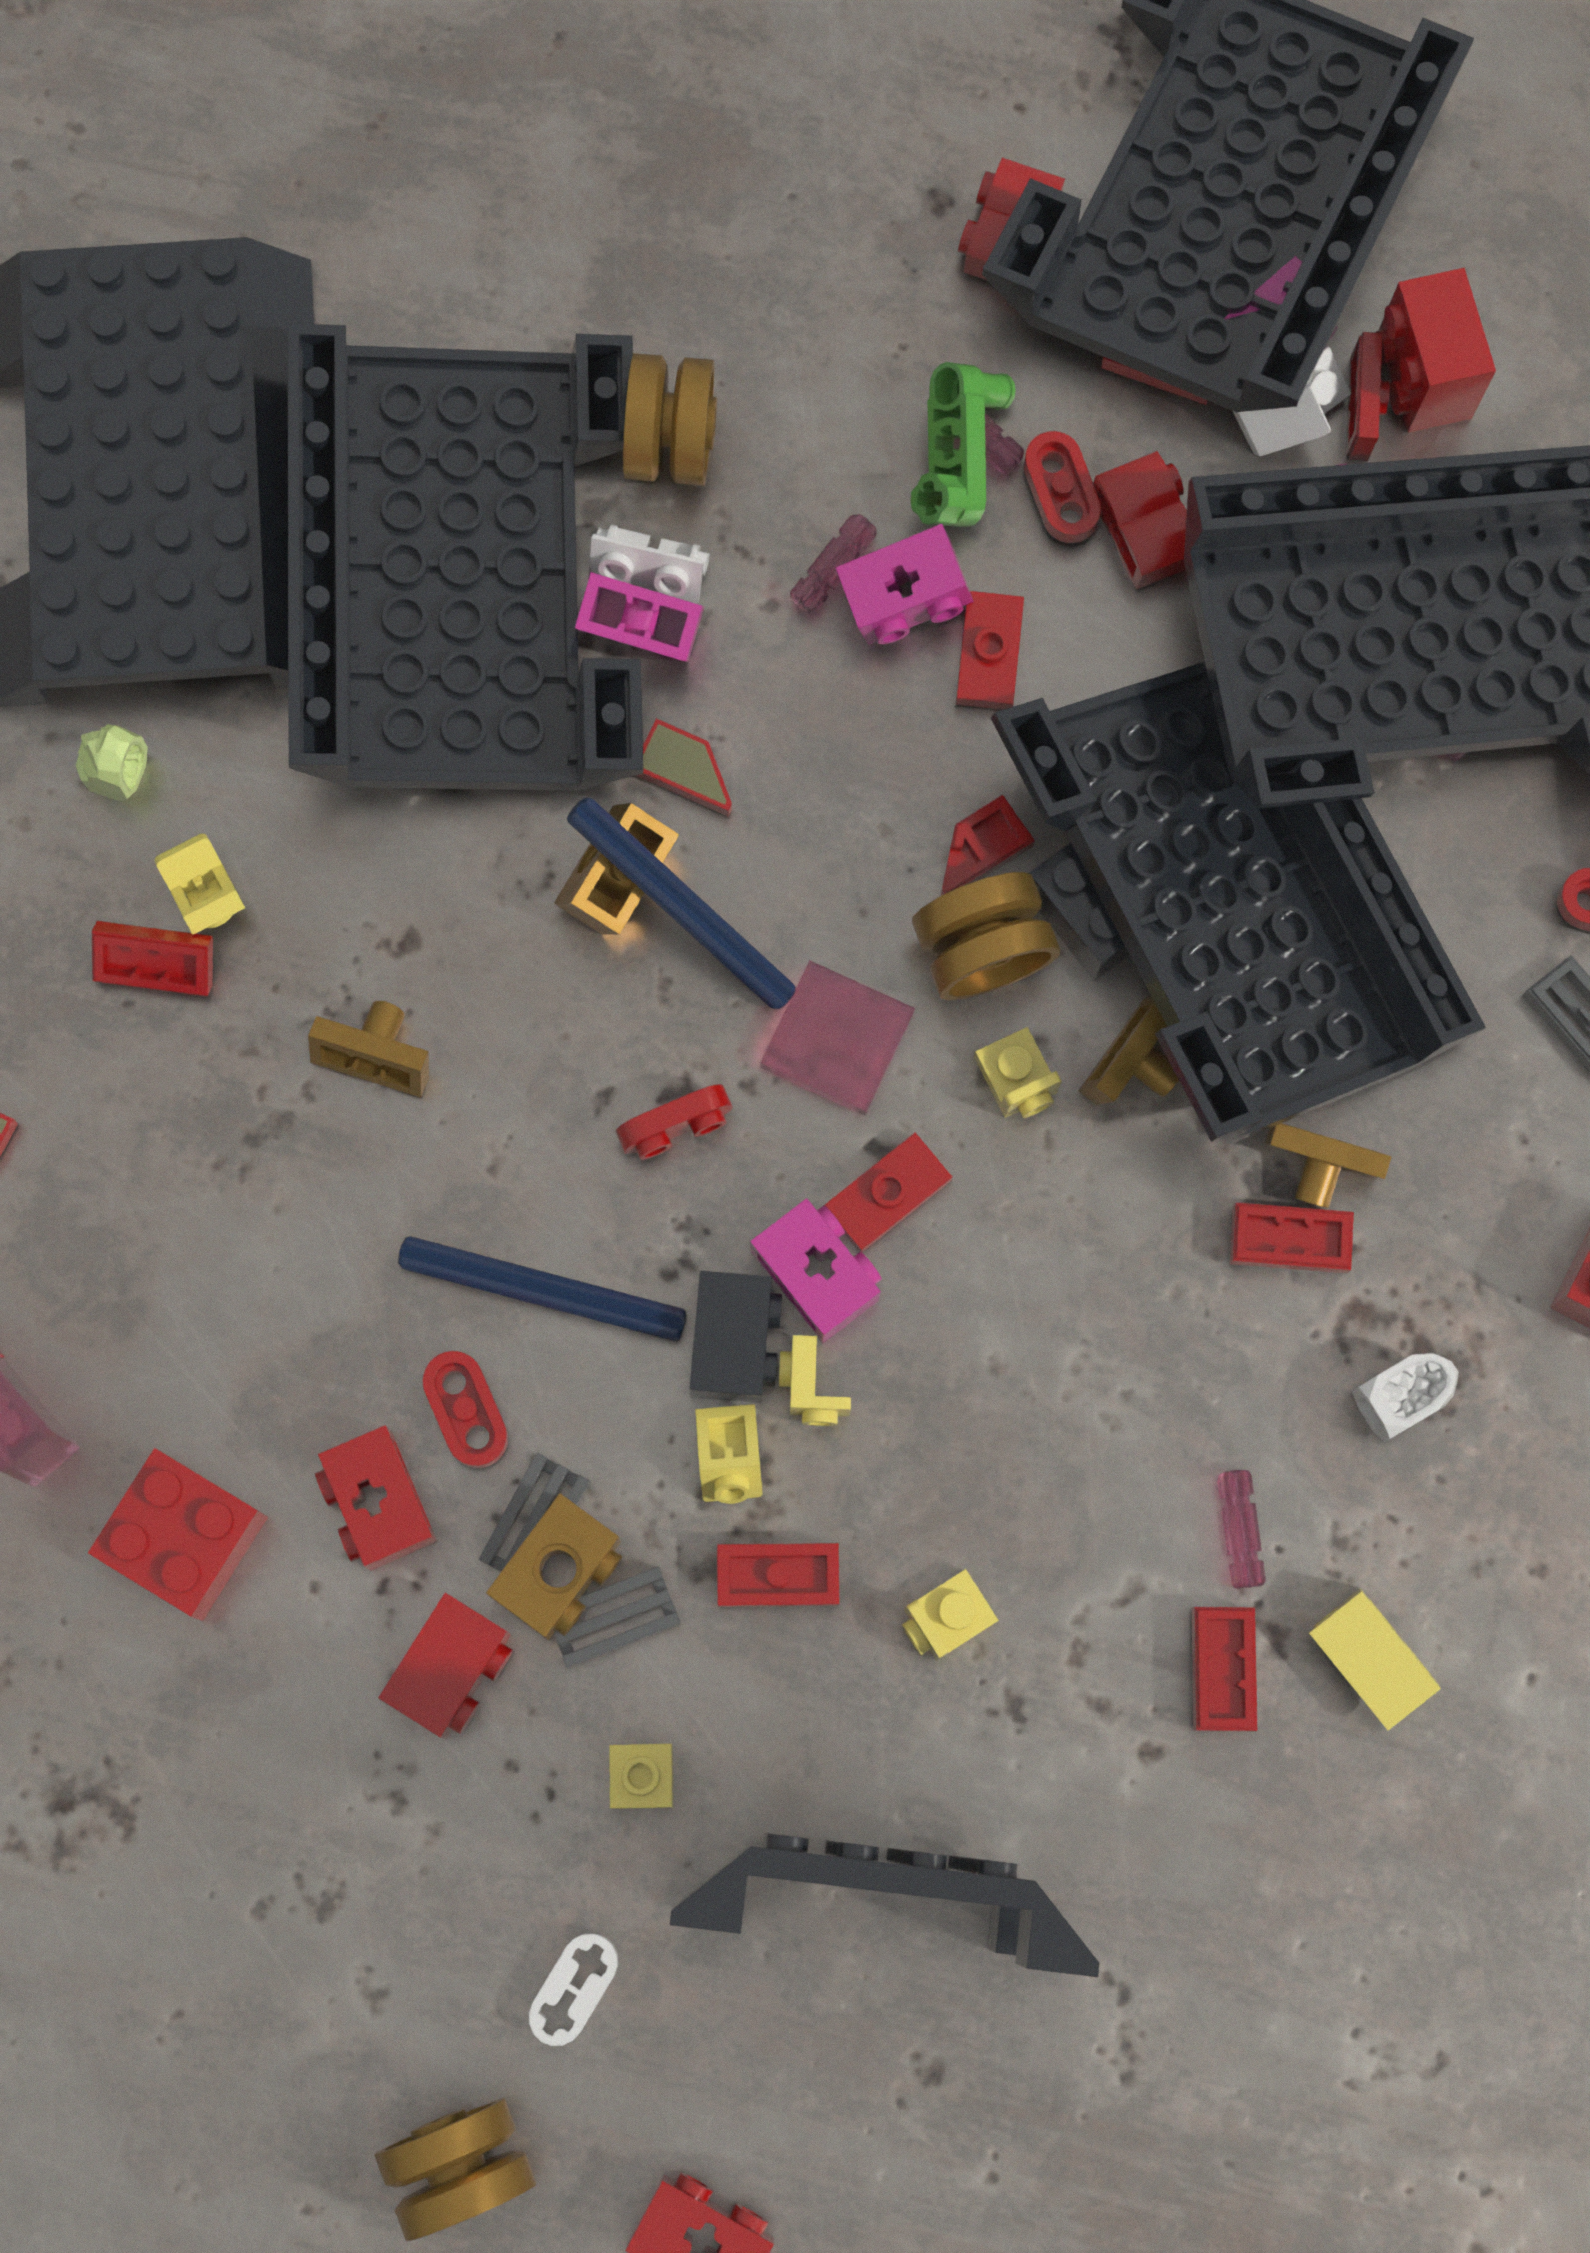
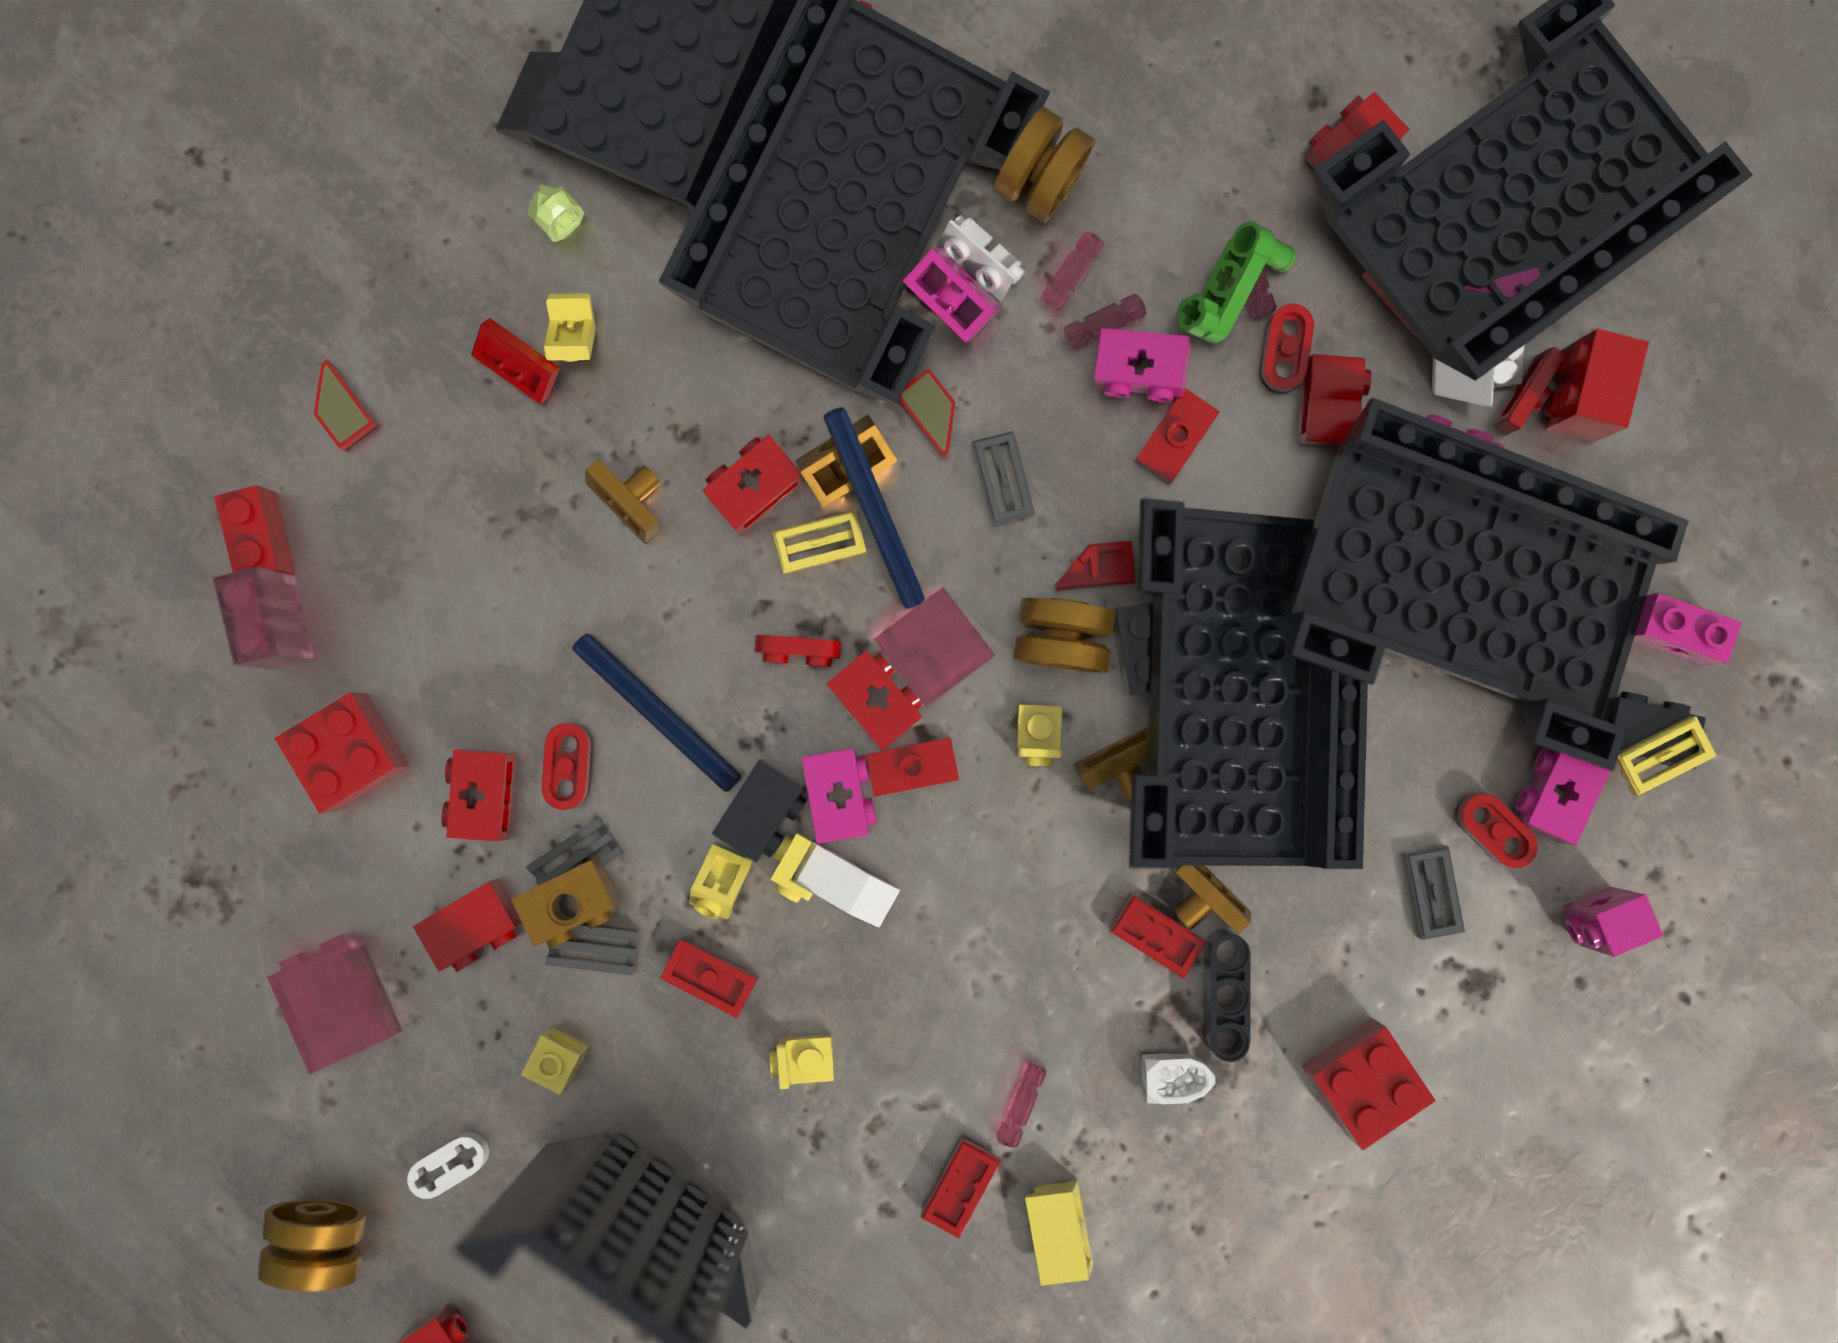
camera: 30 degrees right, 10 degrees up
(323, 1854) = (334, 1002): none -> clear pink brick
(518, 988) = (776, 481): none -> red brick
(648, 1002) = (785, 551): none -> light yellow tile
(765, 526) = (1072, 271): none -> clear pink axle
(821, 1157) = (852, 688): none -> red brick
(843, 836) = (1012, 513): none -> dark grey tile
(885, 1371) = (845, 884): none -> white slope
(1413, 1233) = (1236, 1014): none -> black beam

